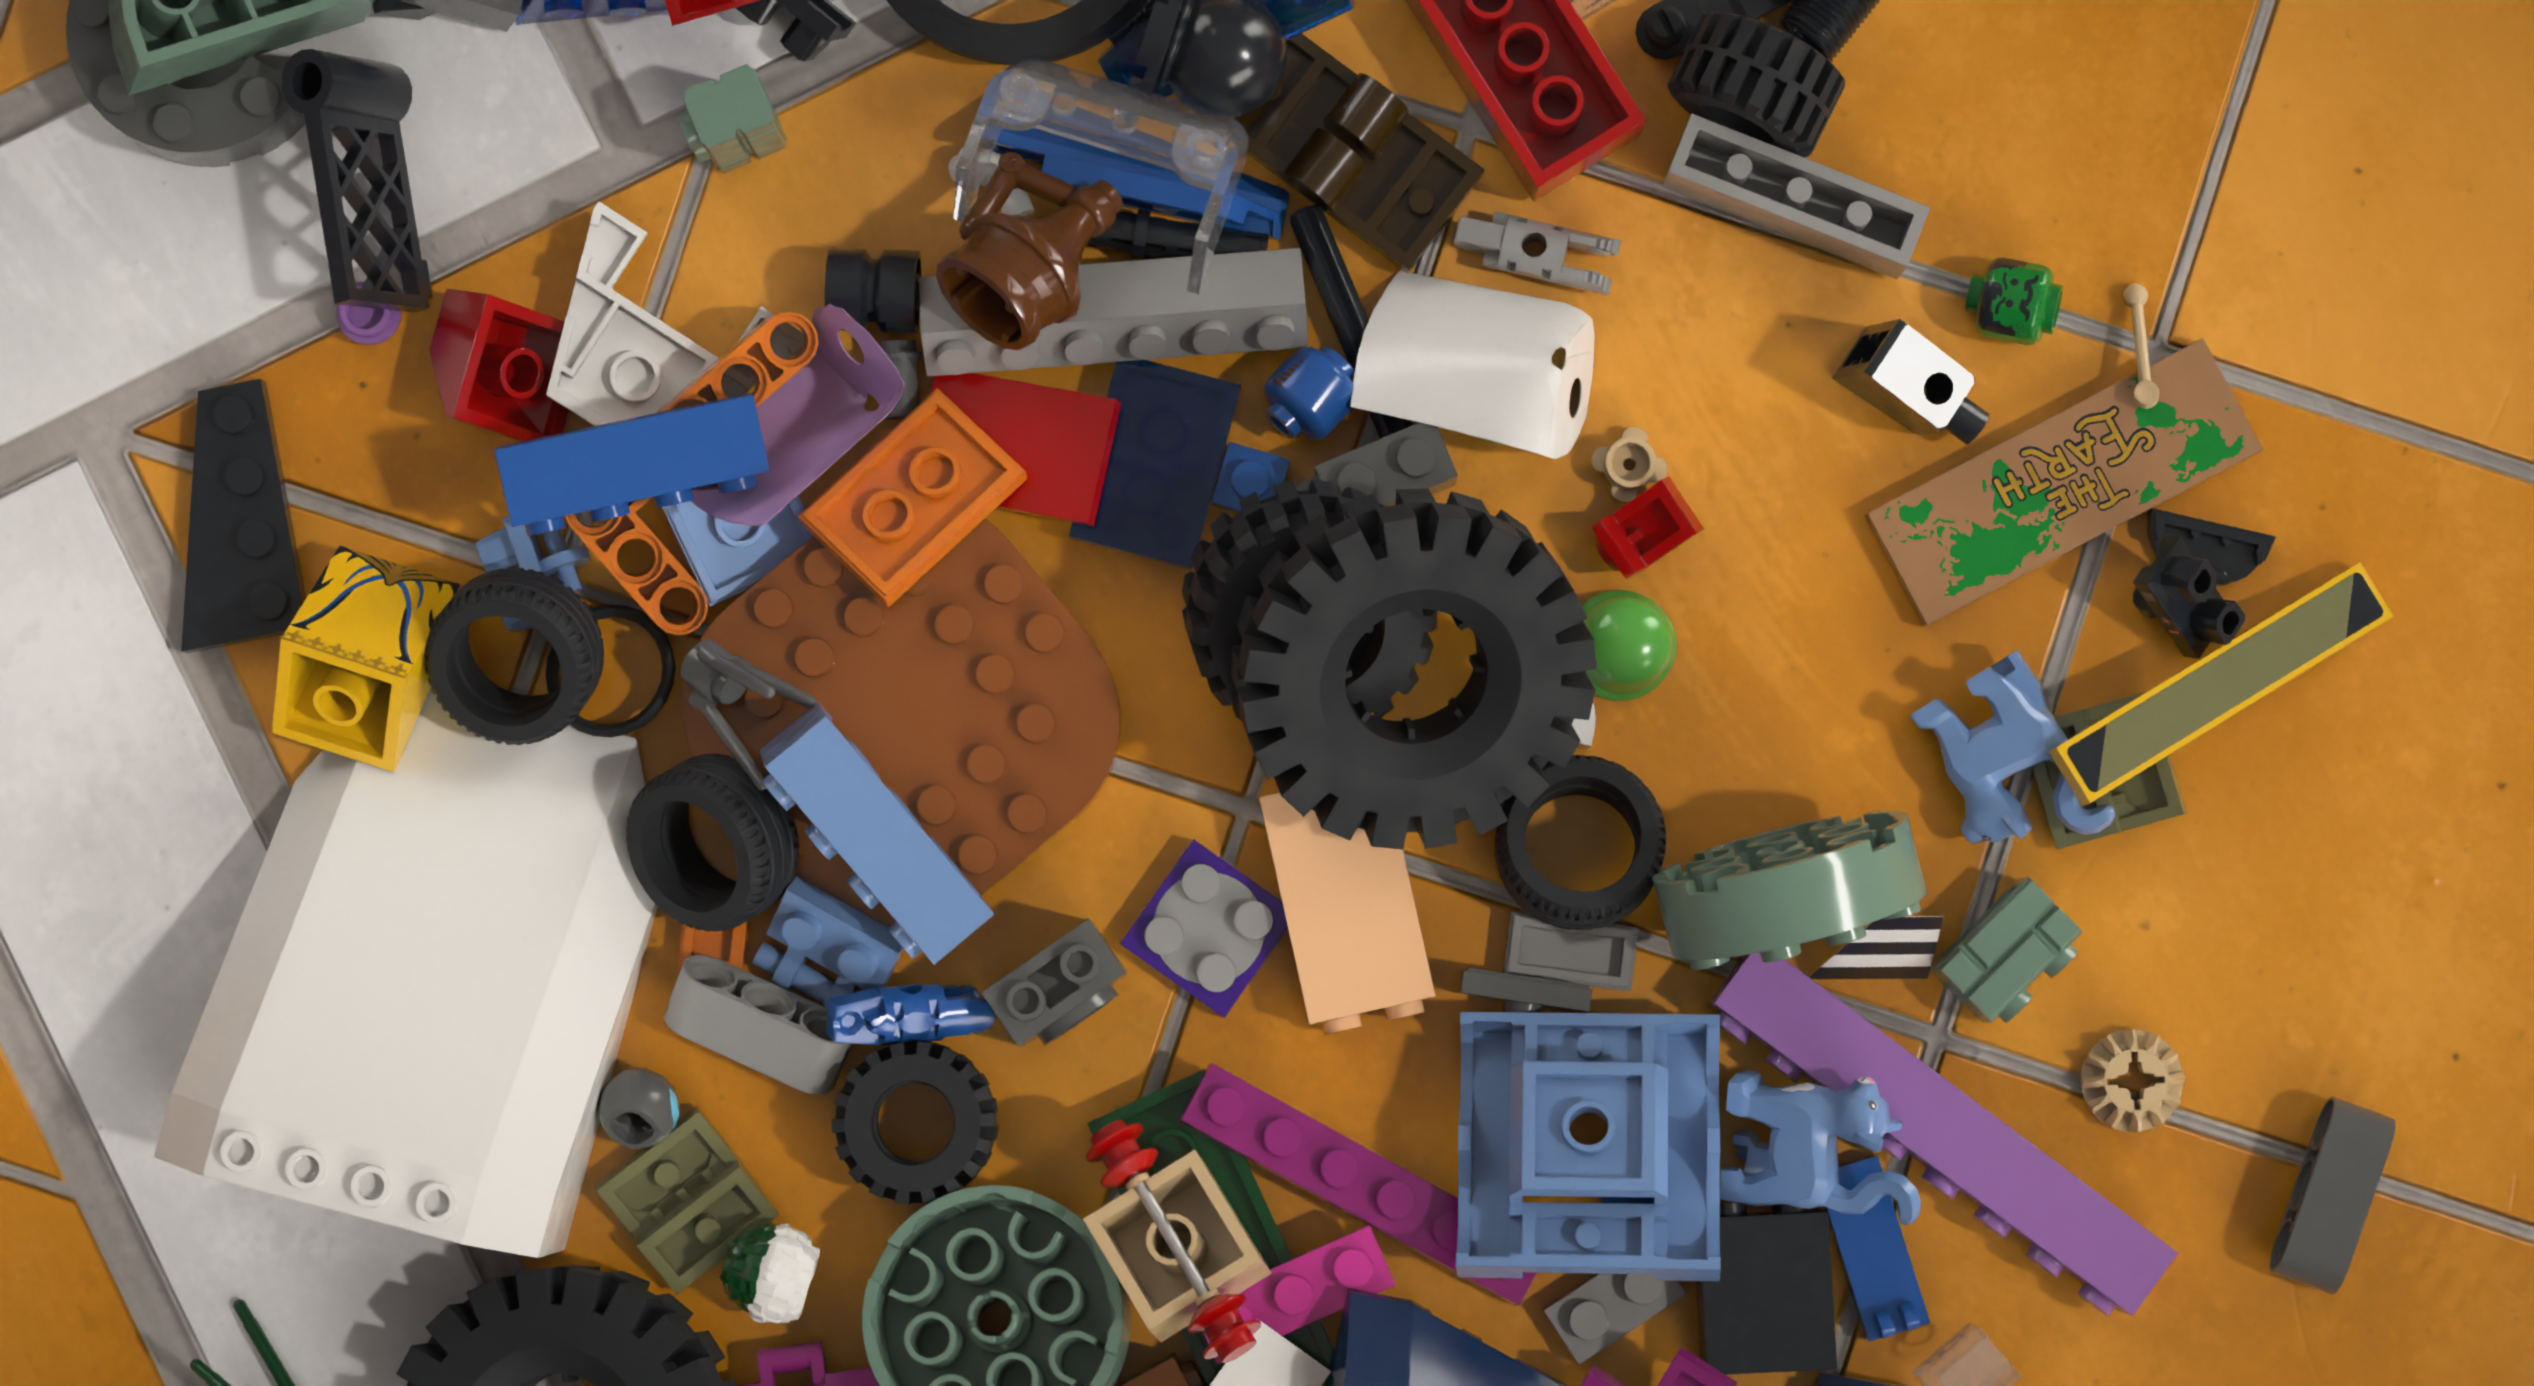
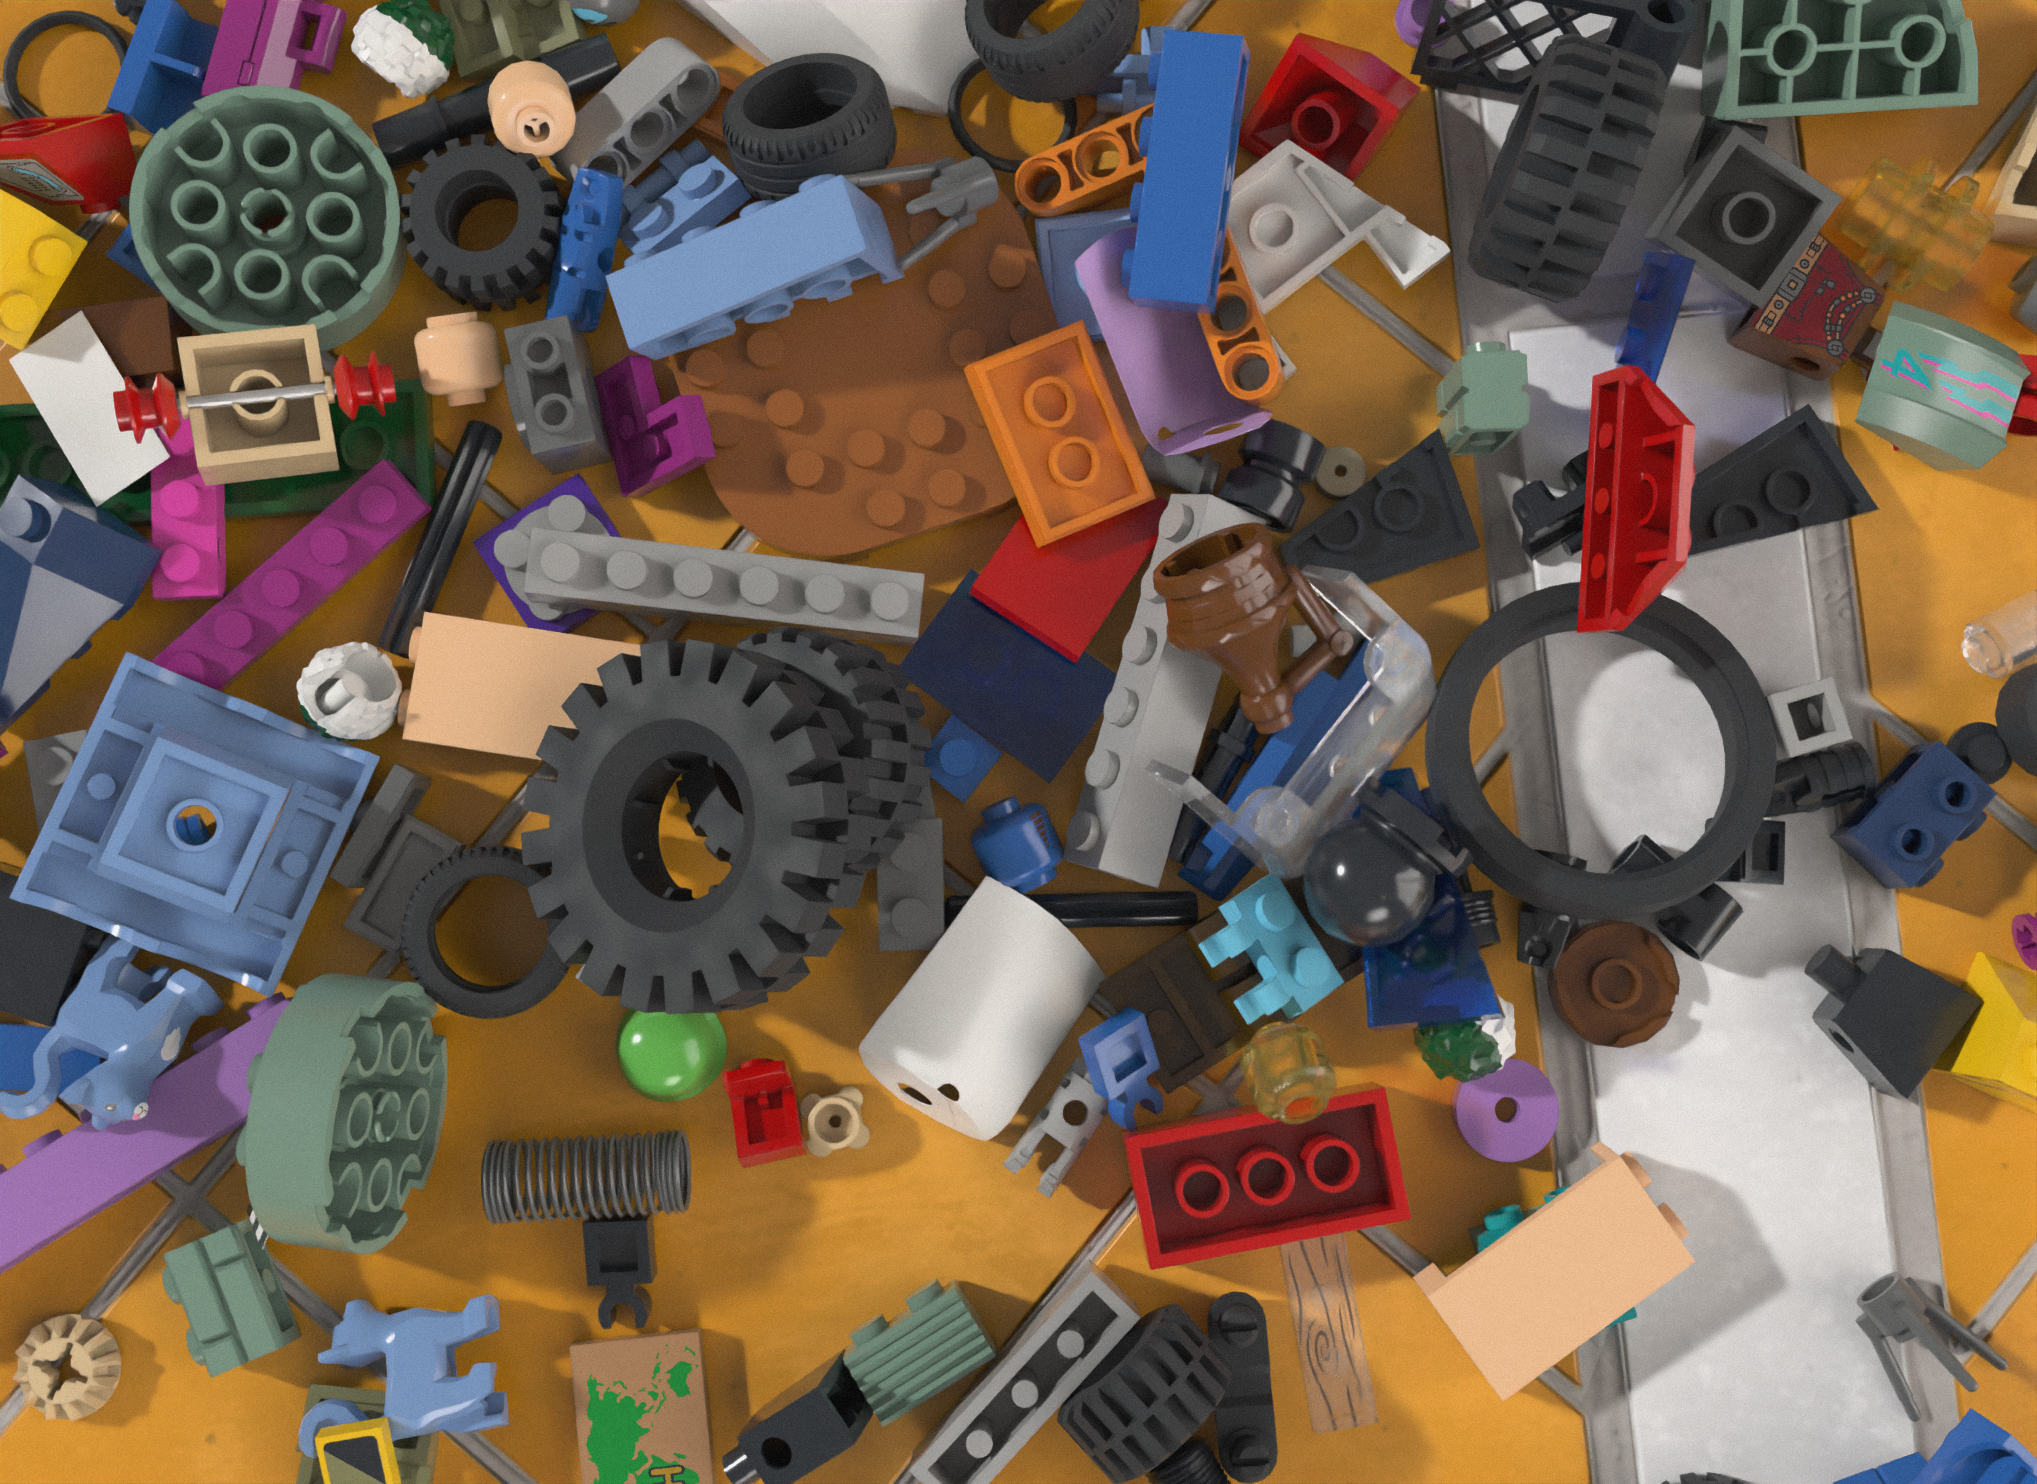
camera: 110 degrees right, 0 degrees up
(493, 118) = (1567, 168): none -> black tyre
(787, 1166) = (418, 130): none -> black piece
(793, 1113) = (531, 109): none -> light nougat head
(843, 217) = (1351, 466): none -> dark tan piece
(877, 166) = (1392, 523): none -> black wing
(1054, 1099) = (458, 357): none -> light nougat head
(1067, 890) = (646, 439): none -> magenta plate
(1177, 751) = (722, 586): none -> light grey brick
(1232, 1051) = (441, 535): none -> black axle
(1309, 116) = (1280, 946): none -> medium azure plate
(1411, 1066) = (349, 692): none -> white piece
(1422, 63) = (1288, 1072): none -> clear yellow head
(1471, 220) = (1118, 1061): none -> blue plate
(1792, 744) = (668, 1175): none -> dark grey piece
(1802, 306) = (918, 1350): none -> sand green brick
(1830, 609) = (621, 1257): none -> black plate

